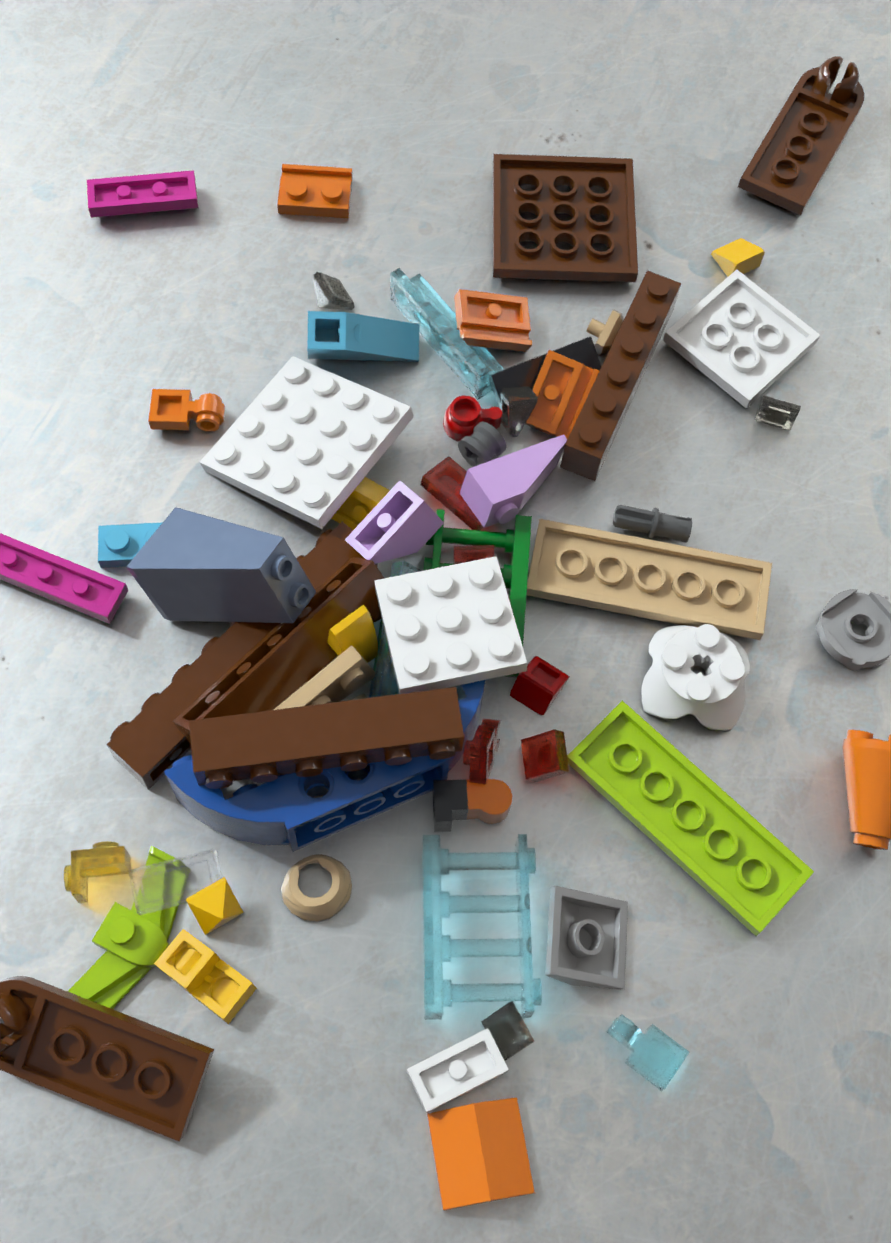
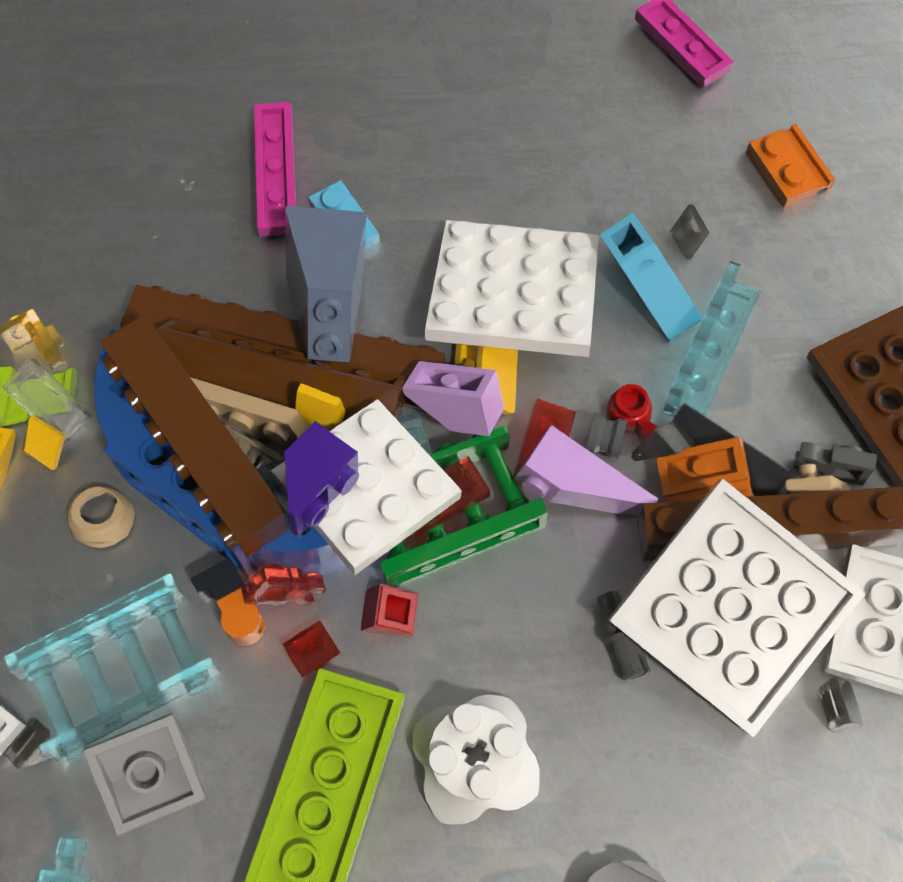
camera: 70 degrees right, 0 degrees up
(174, 408) = (487, 175): orange plate -> none
(437, 648) = (316, 472): none -> dark purple slope
(493, 320) = (750, 378): orange plate -> none
(598, 300) = (843, 462): none -> dark grey plate
(649, 579) = (558, 666): tan plate -> none
(679, 428) = (736, 607): none -> white plate

